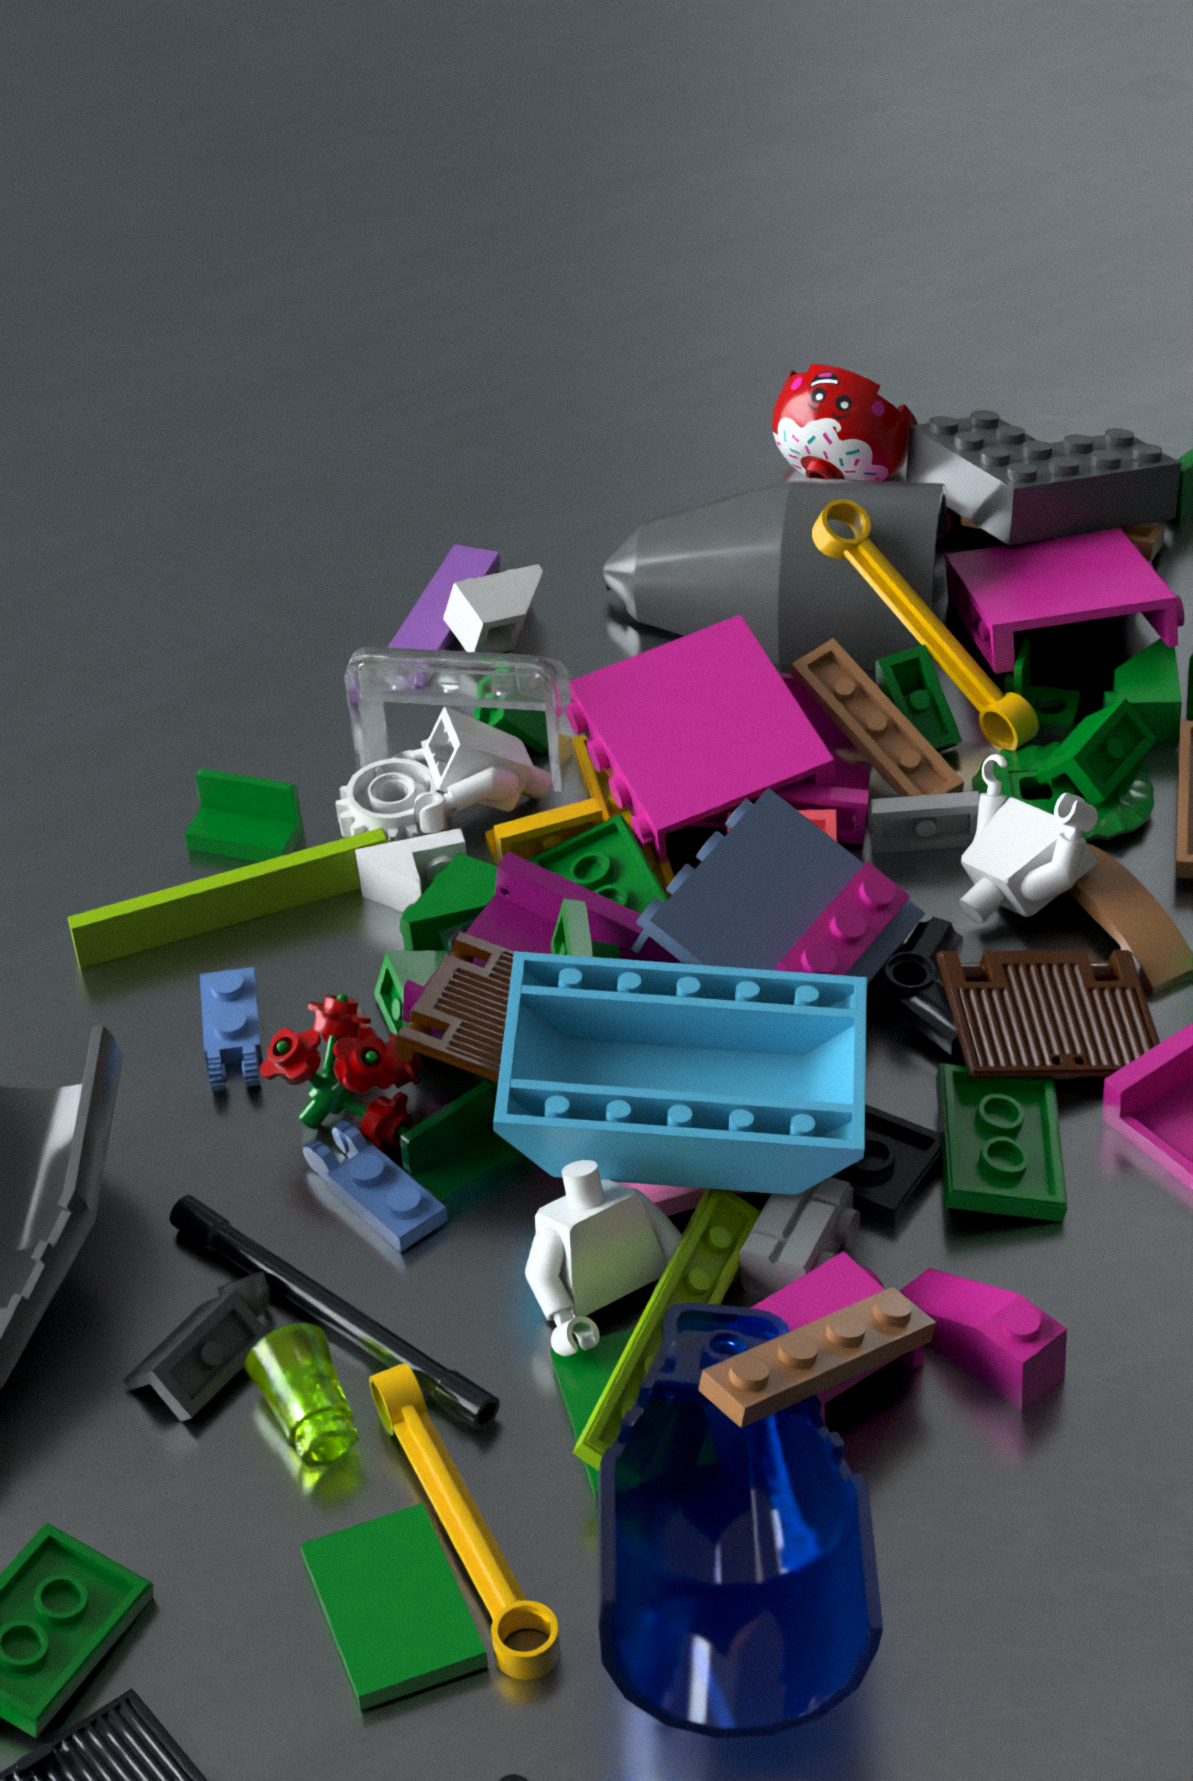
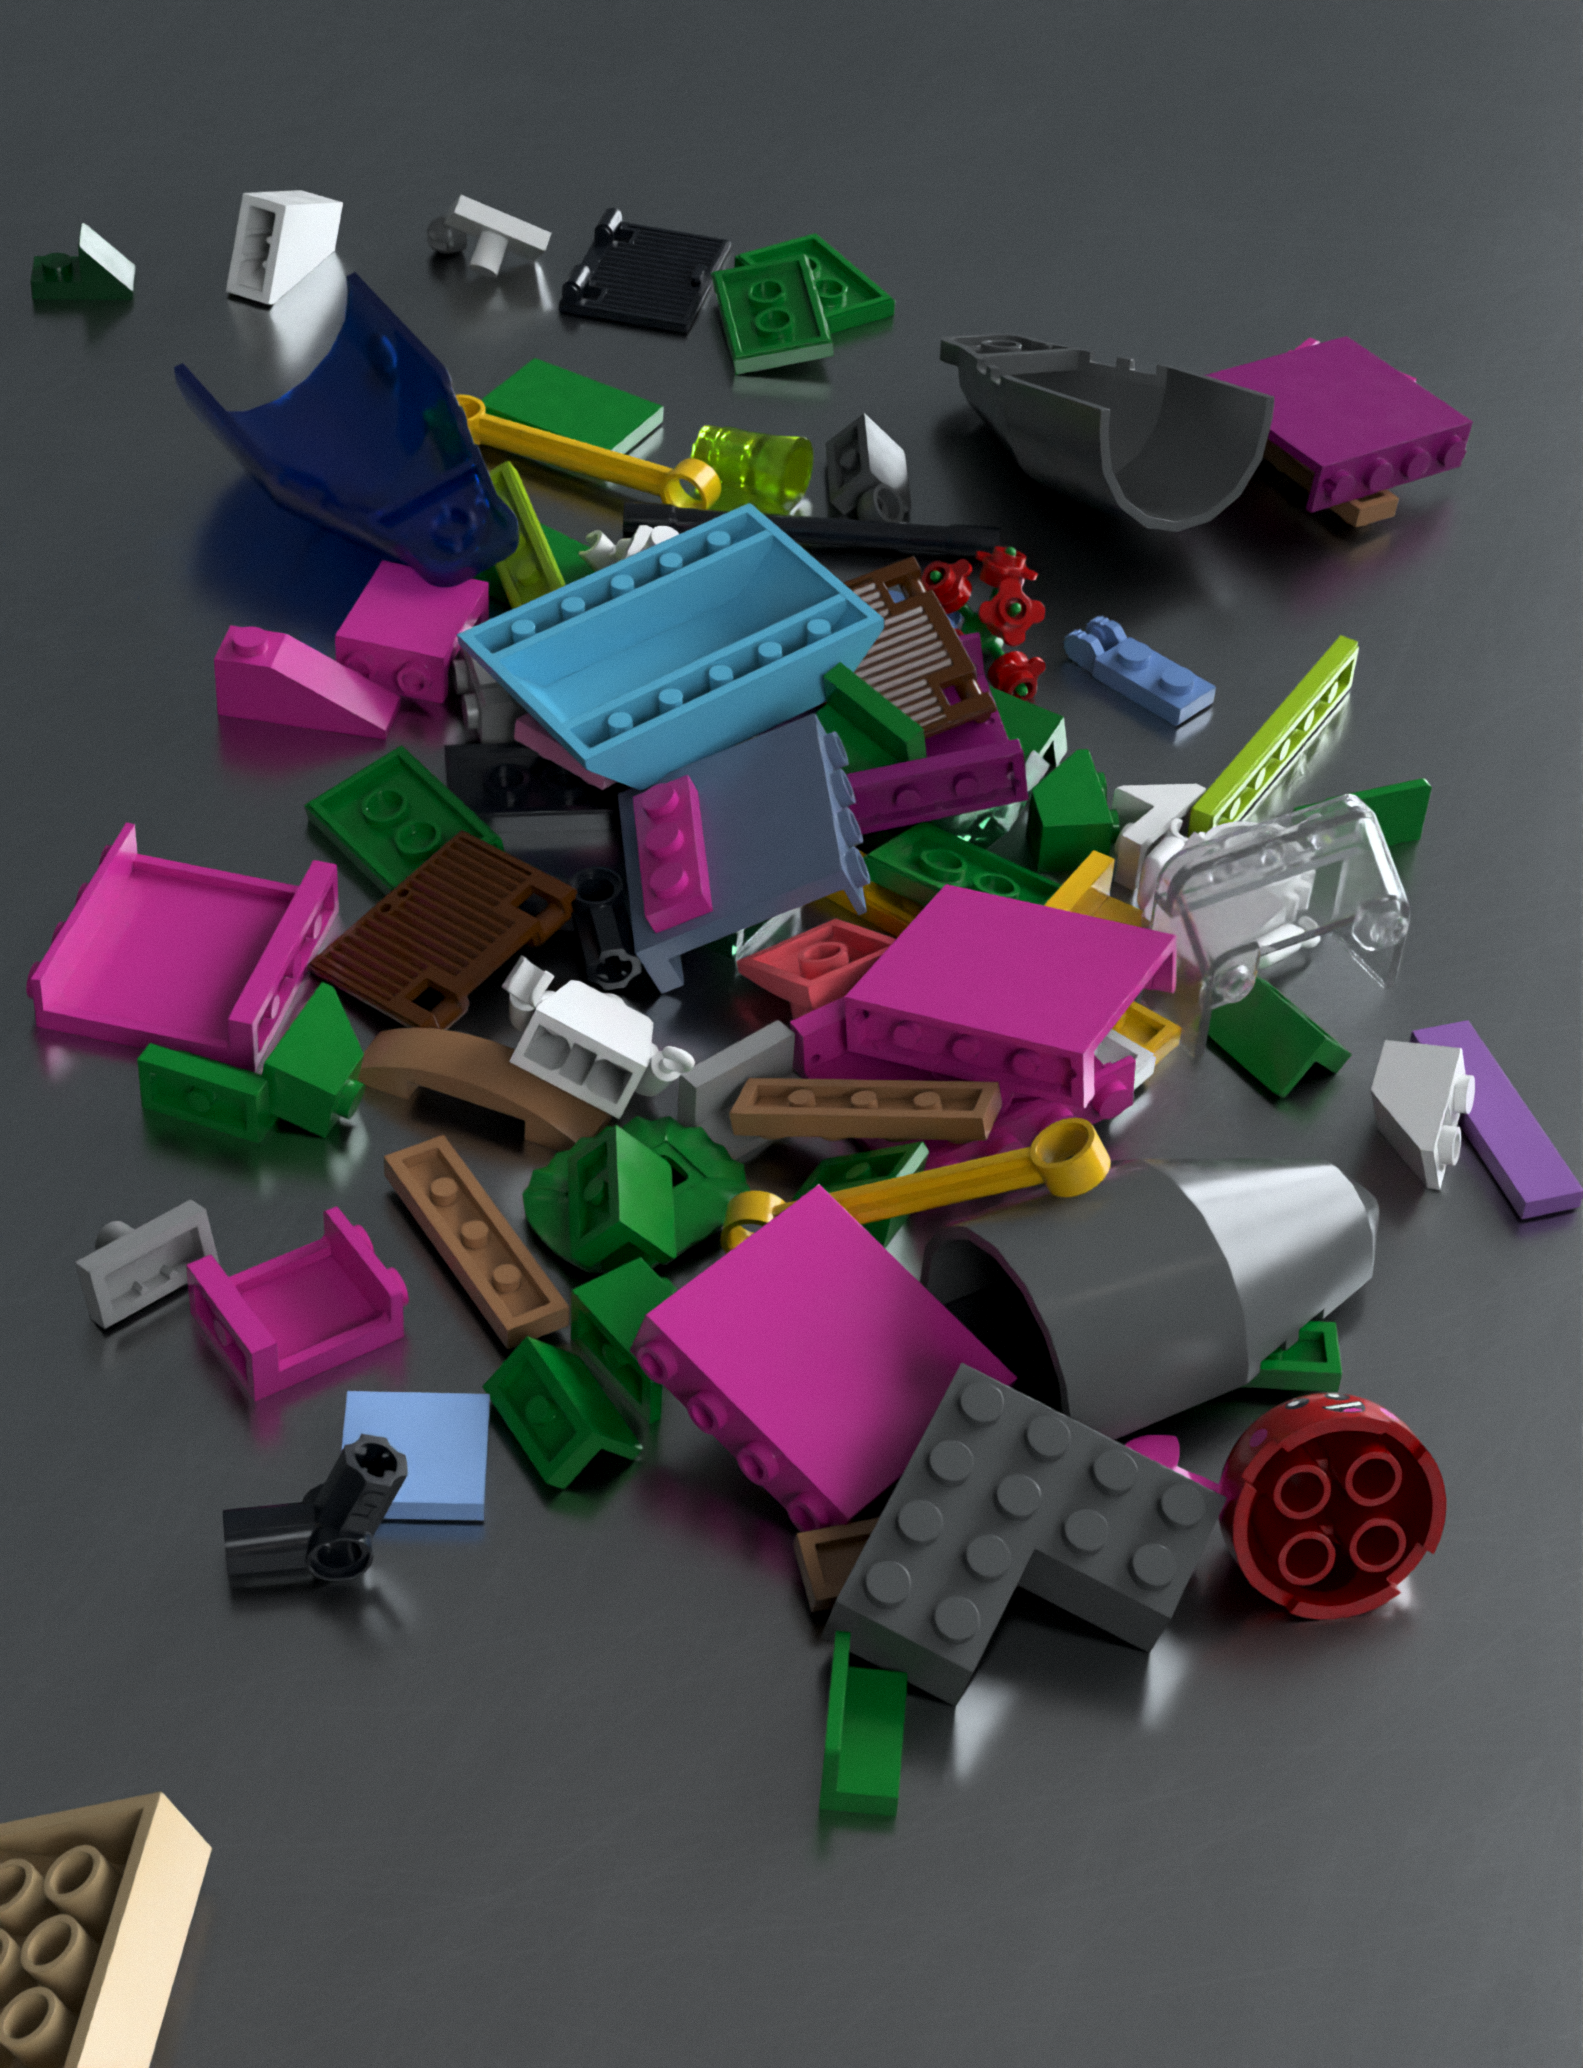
camera: 135 degrees right, 0 degrees up
(816, 1356) = (377, 540): medium nougat plate -> none

